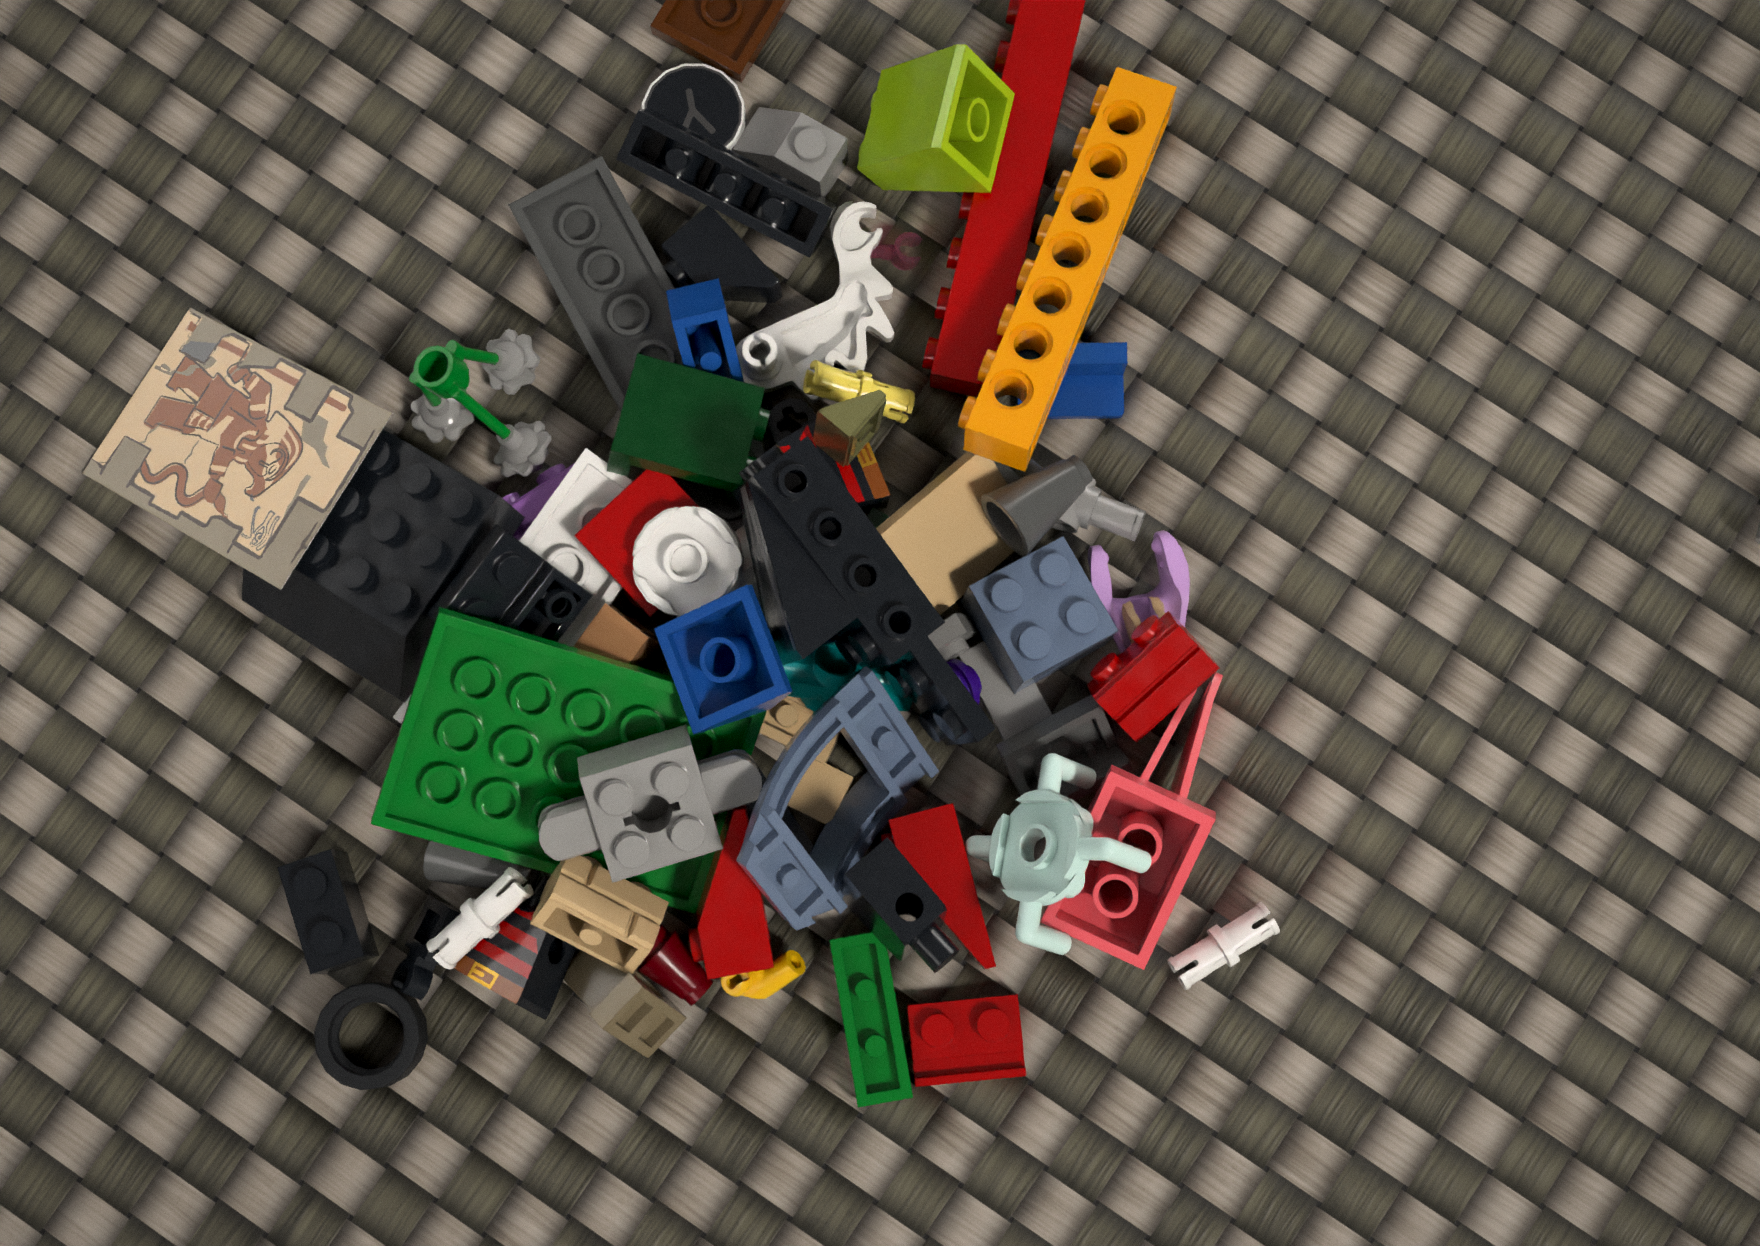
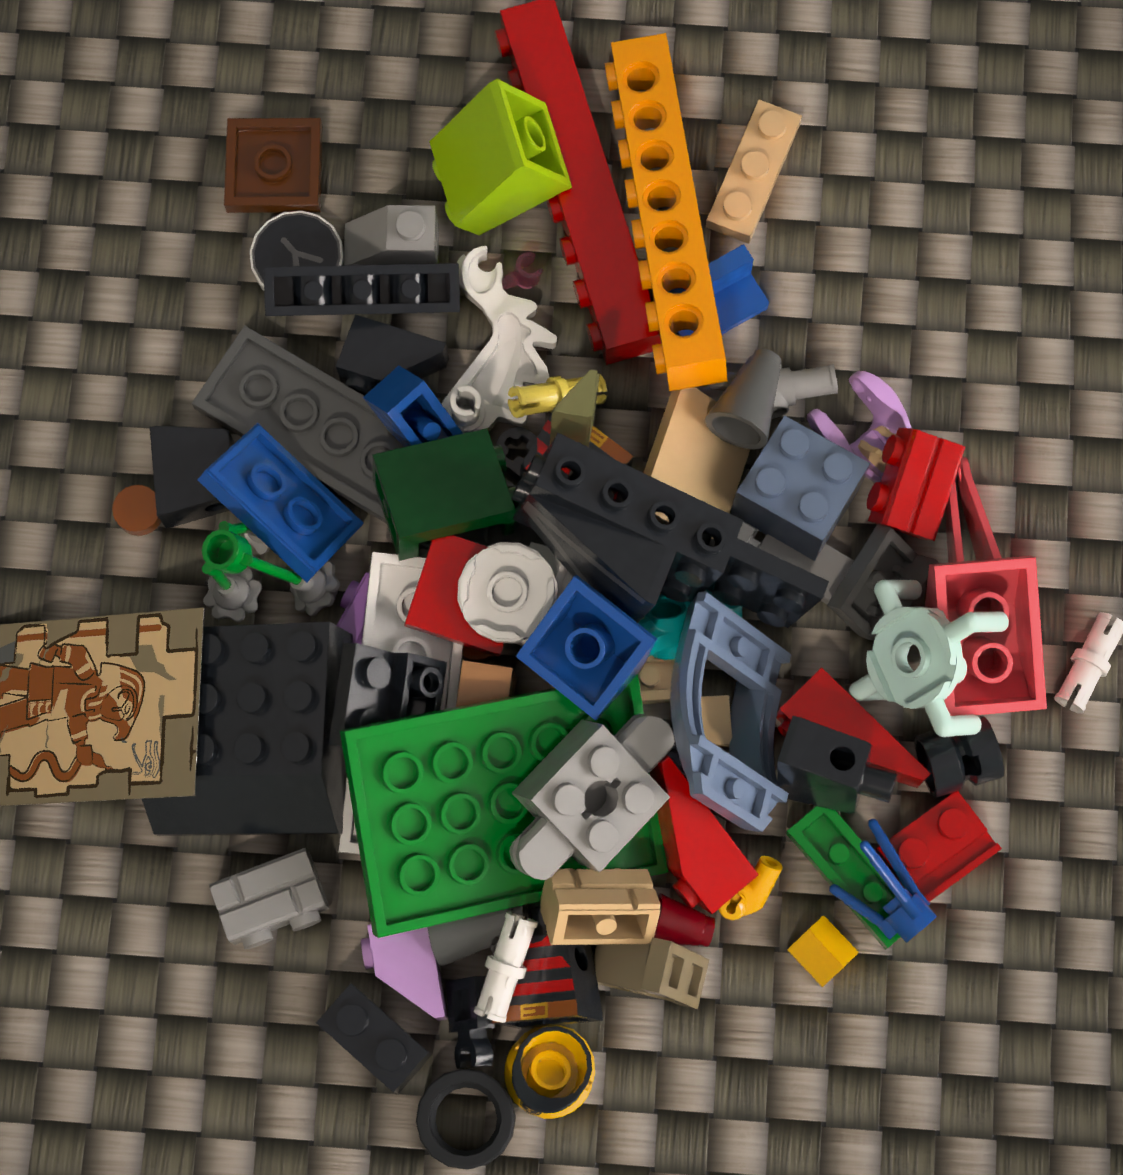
camera: 30 degrees left, 5 degrees down
(309, 722) = (270, 898): none -> light grey brick
(396, 871) = (408, 967): none -> lavender slope
(402, 280) = (136, 510): none -> dark orange tile
(475, 1036) = (549, 1071): none -> yellow piece
(476, 276) = (178, 461): none -> black torso
(531, 349) = (280, 502): none -> blue tile
(798, 1072) = (822, 951): none -> yellow slope
(893, 1084) = (909, 908): none -> blue plant
(1035, 970) = (959, 759): none -> black wheel
(1187, 273) = (753, 171): none -> tan plate

